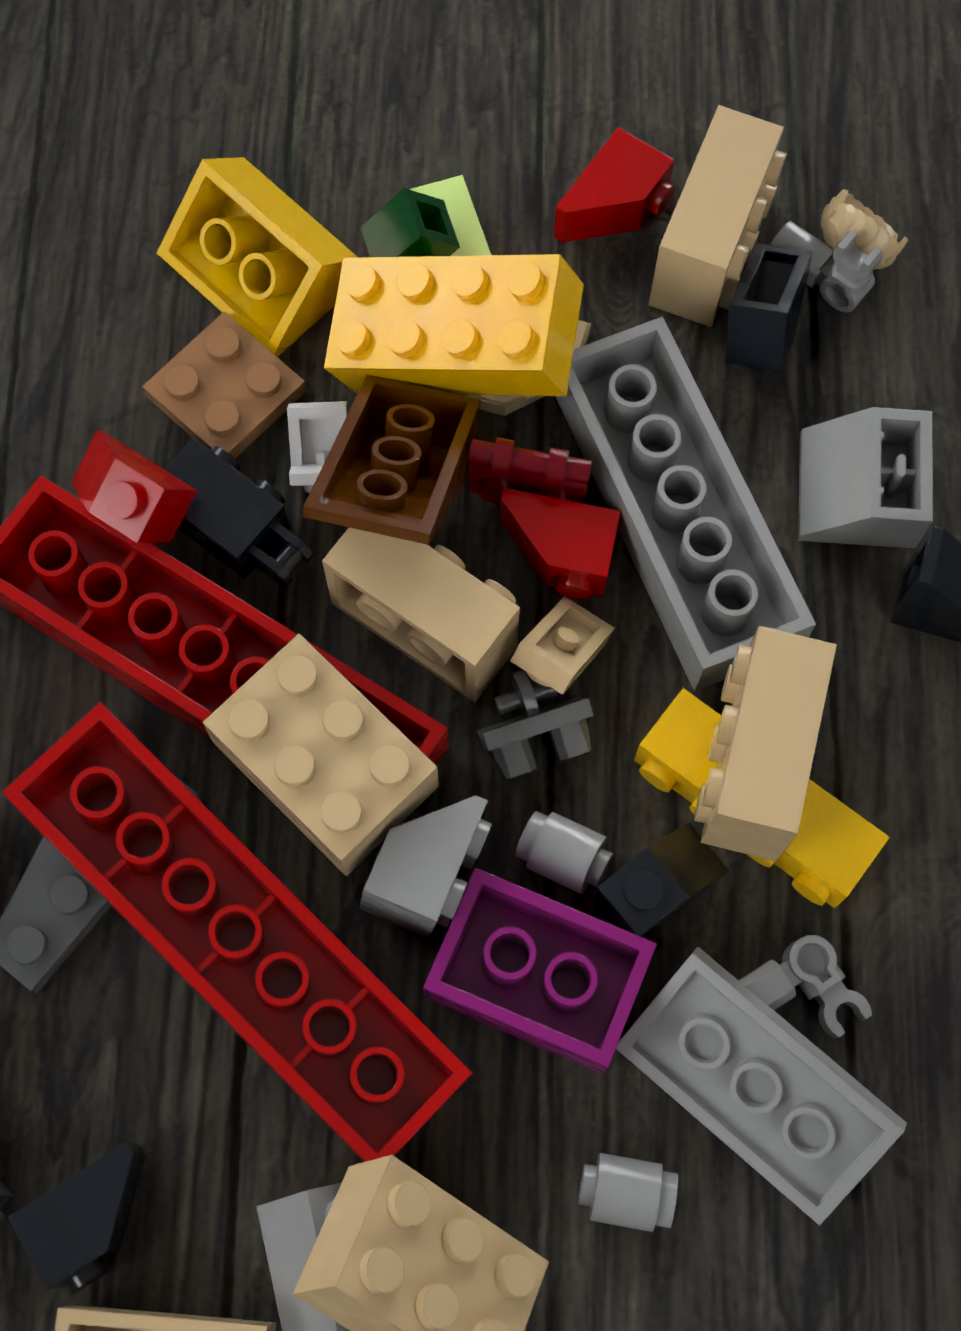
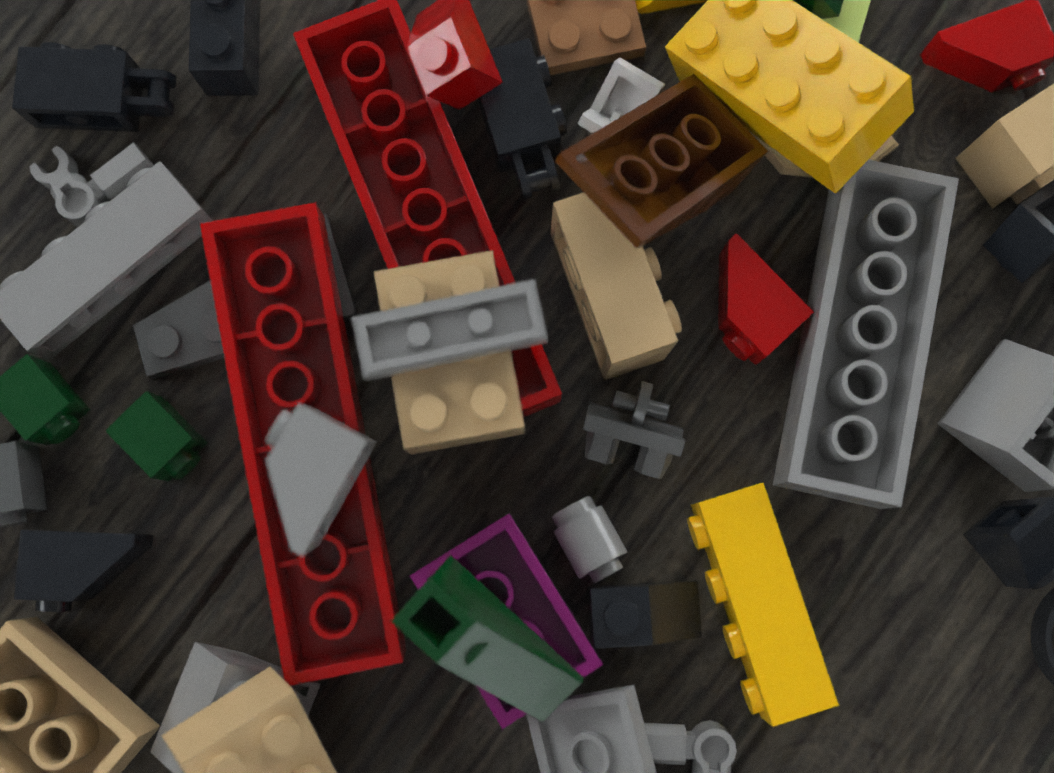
camera: 35 degrees right, 10 degrees up
(84, 1039) = (157, 438): none -> dark green brick
(270, 928) = (313, 471): none -> light grey slope
(310, 723) = (449, 330): none -> light grey tile
(419, 865) = (473, 483): light grey slope -> none
(526, 470) = (763, 232): dark red plate -> none
(539, 988) = (485, 642): none -> dark green slope
(562, 645) = (695, 386): tan plate -> none
(765, 743) = (794, 577): tan brick -> none

